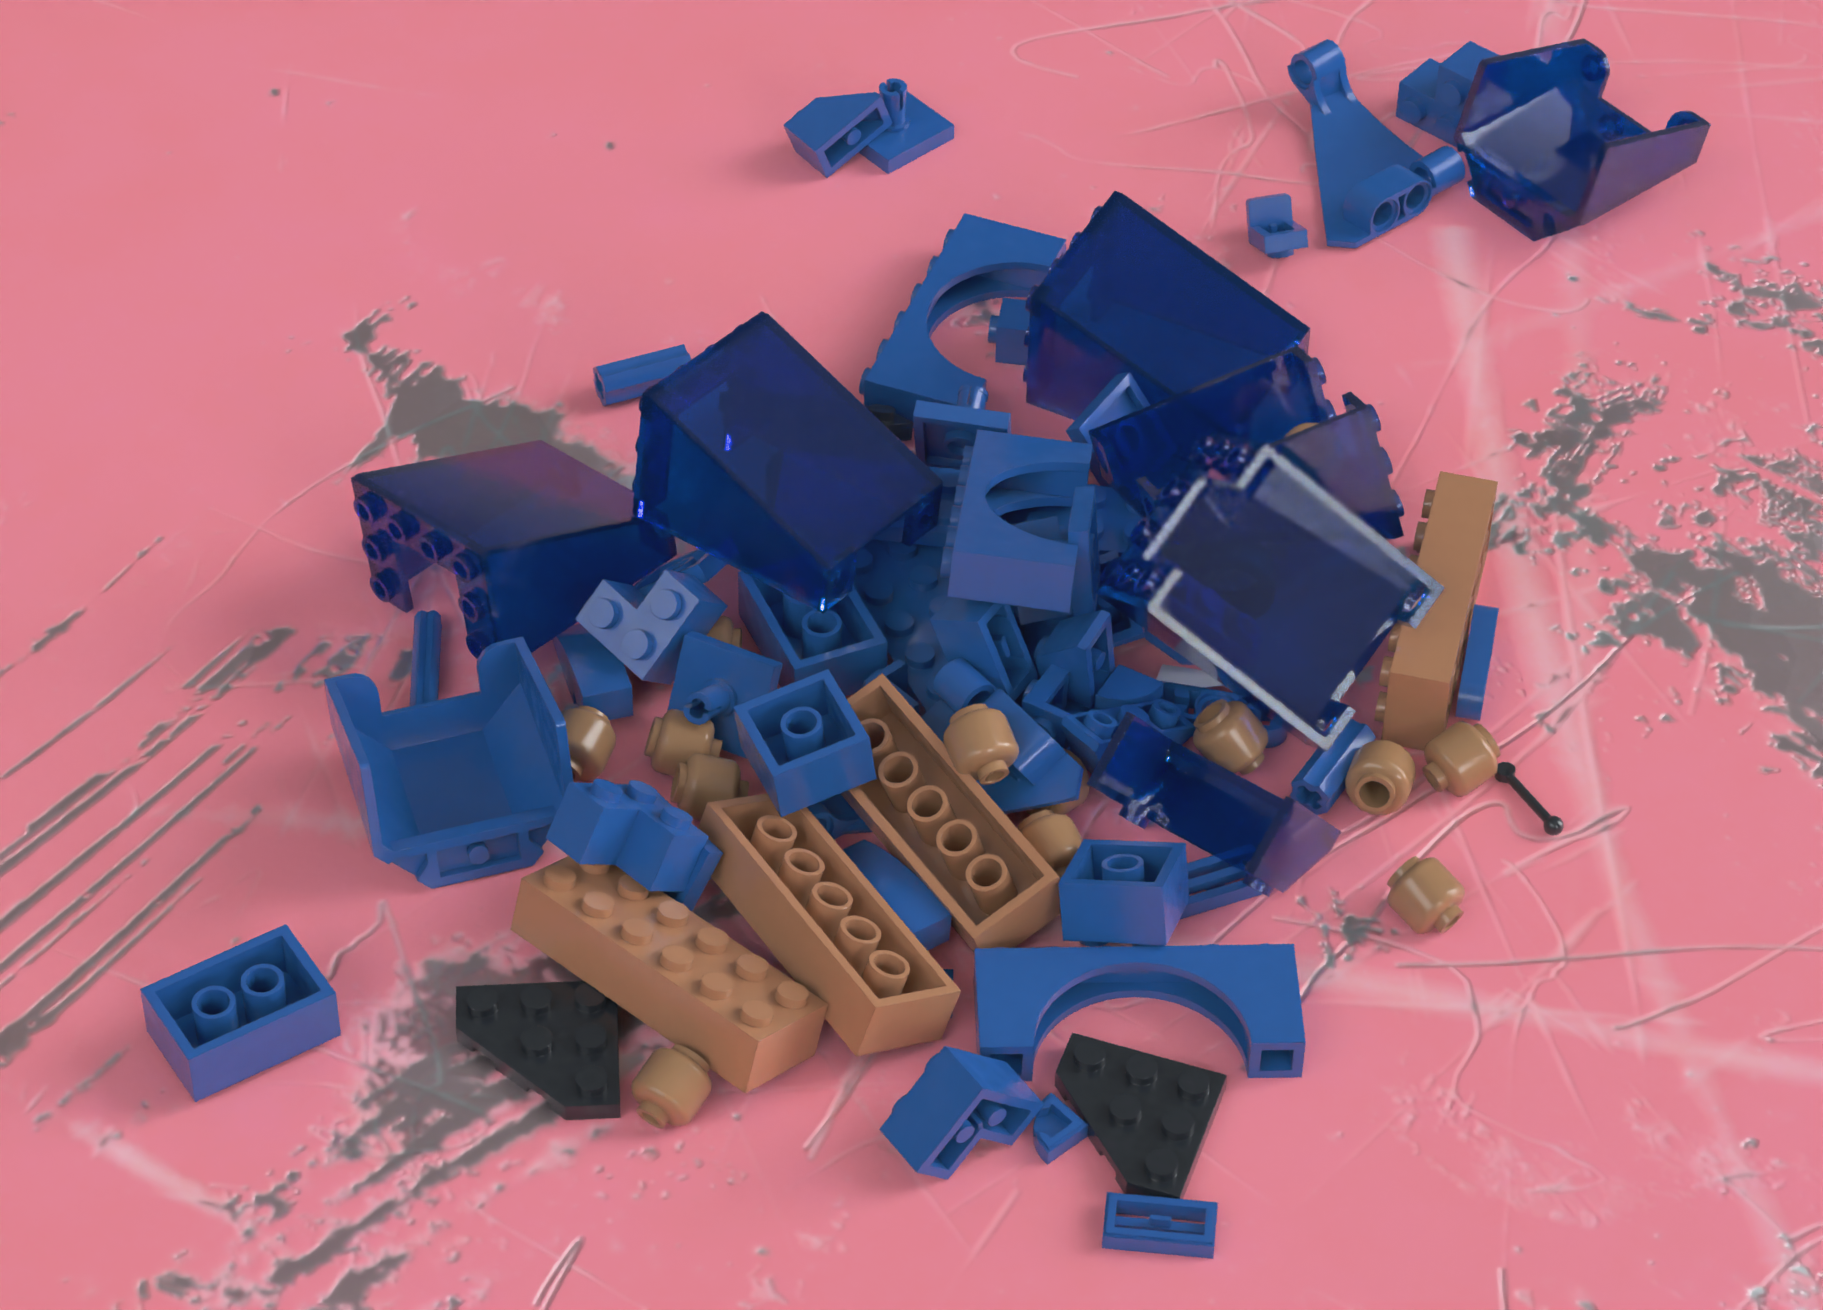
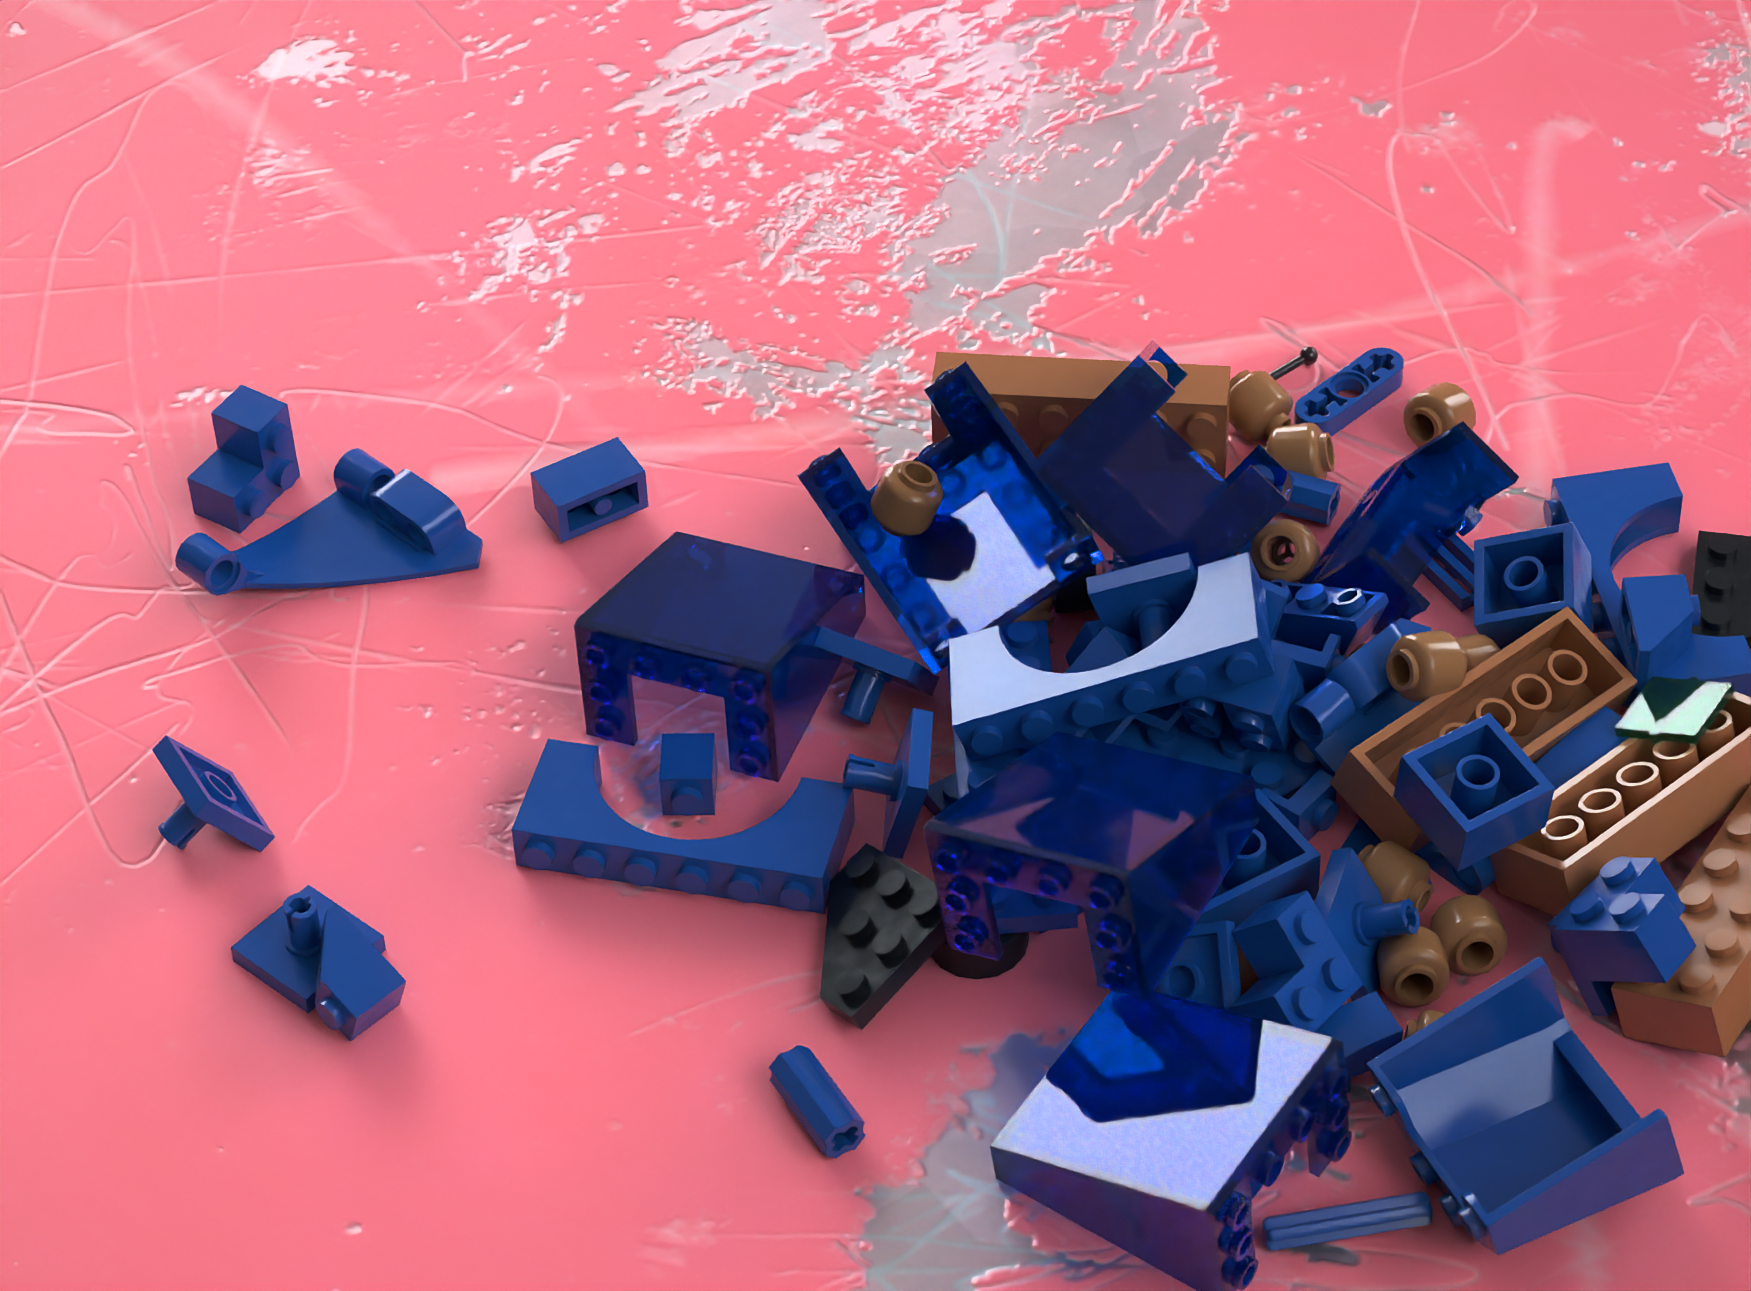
camera: 95 degrees left, 0 degrees up
(918, 947) = (1674, 710): none -> piece
(1033, 954) = (1656, 622): none -> blue slope
(1046, 62) = (210, 797): none -> blue tile
(1272, 226) = (481, 594): blue bracket -> none
(1393, 294) = (589, 489): none -> blue brick
(1492, 864) = (1355, 376): none -> blue beam
(1553, 149) = (364, 362): clear blue windscreen -> none

